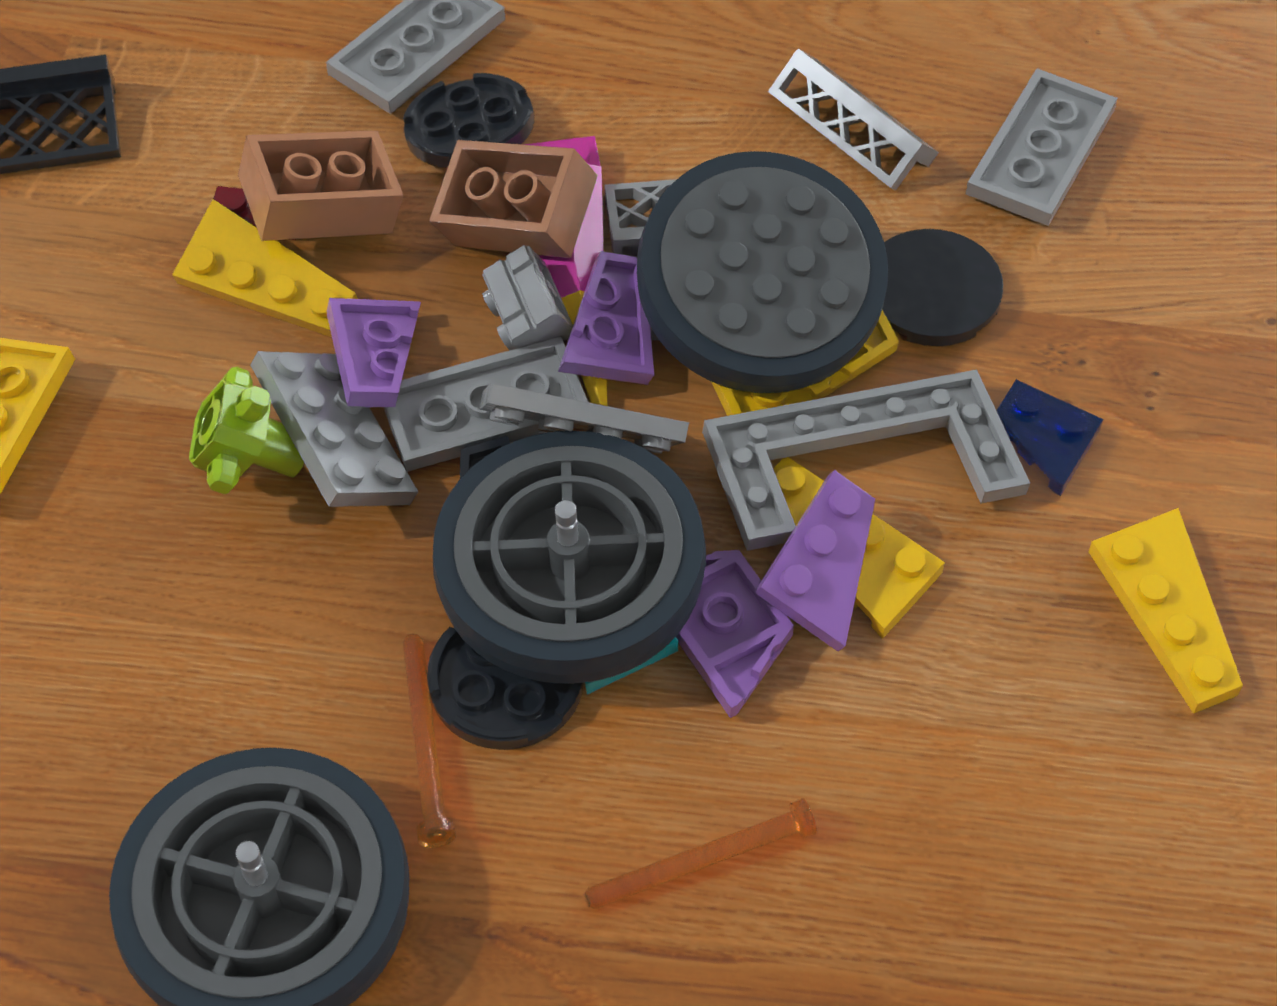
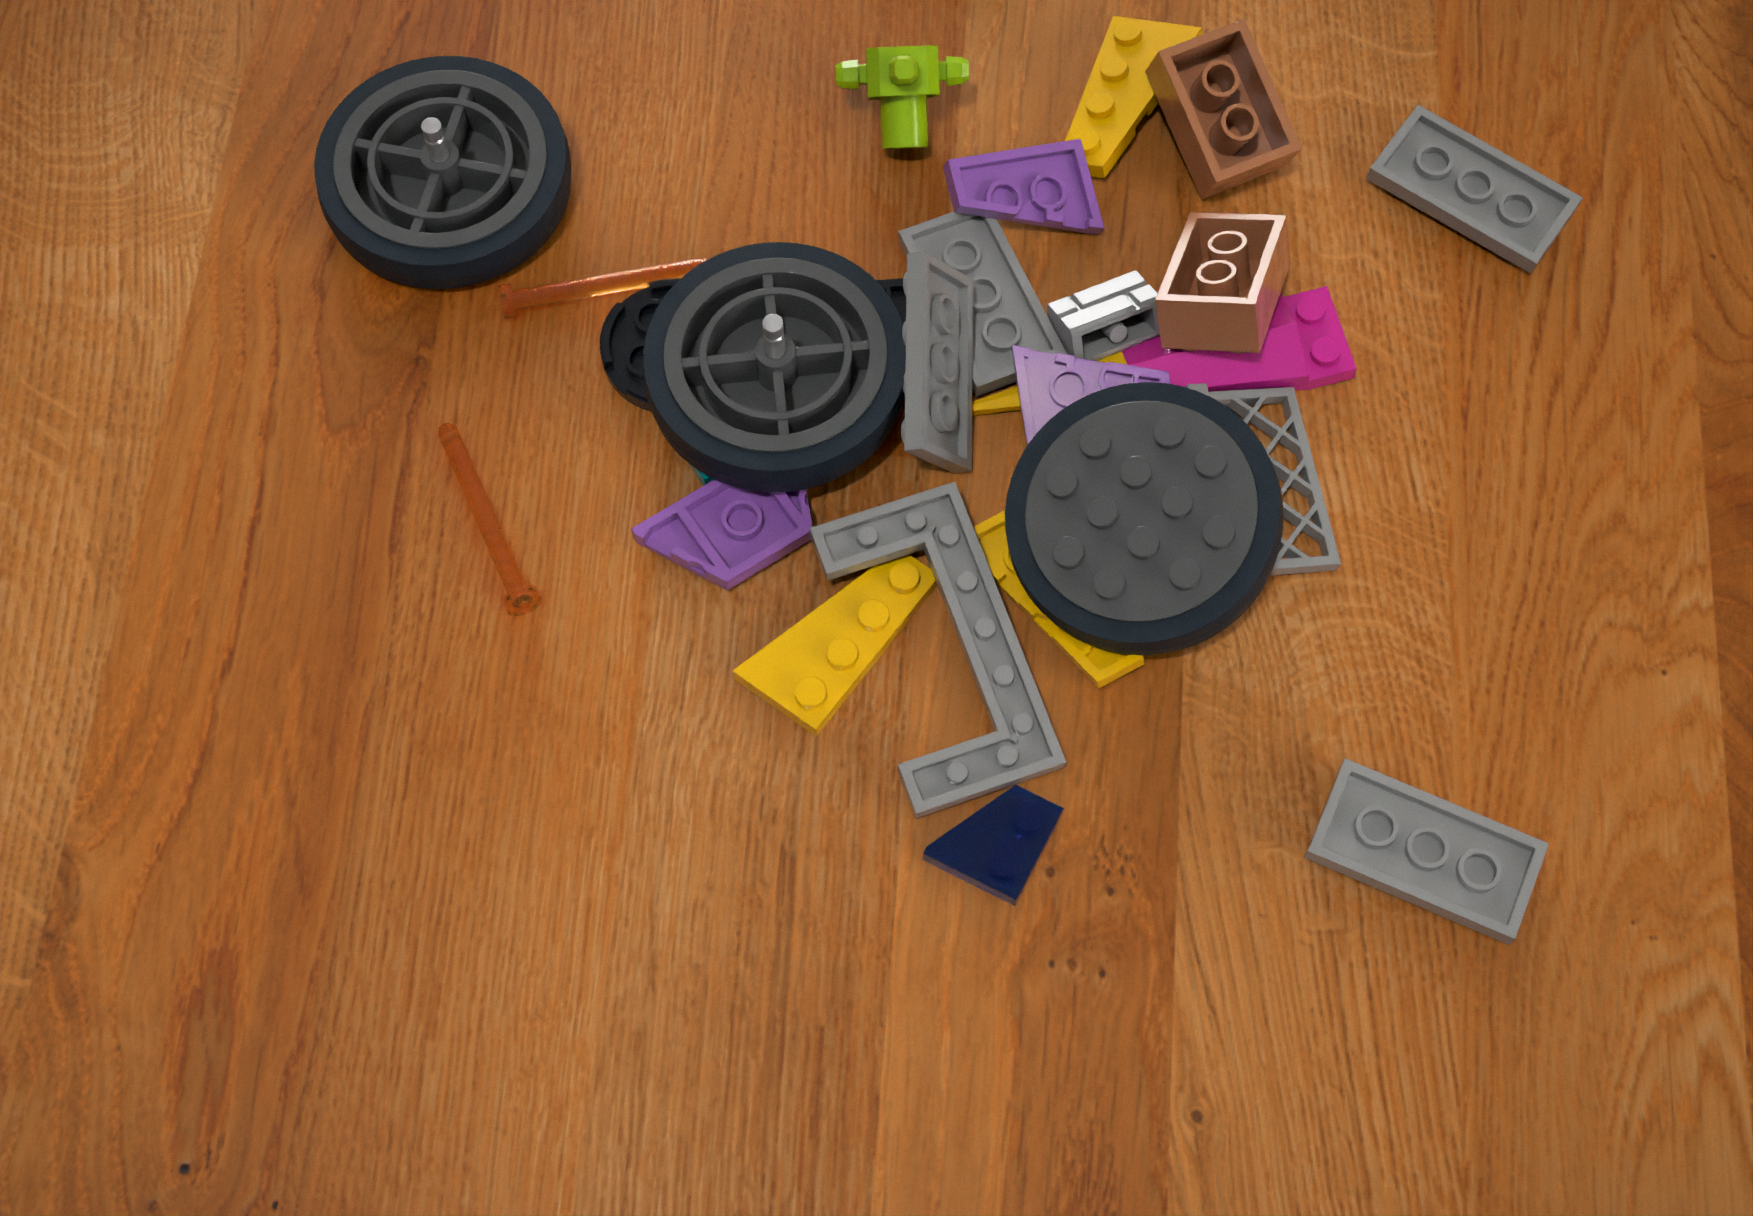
camera: 85 degrees right, 10 degrees up
(336, 441) = (901, 173): light grey plate -> none
(469, 110) = (1360, 248): black tile -> none
(822, 561) = (794, 599): medium lavender wing -> none
(864, 110) = (1446, 641): light grey fence -> none
(940, 287) = (1193, 727): black tile -> none
(1168, 600) = (790, 957): yellow wing -> none

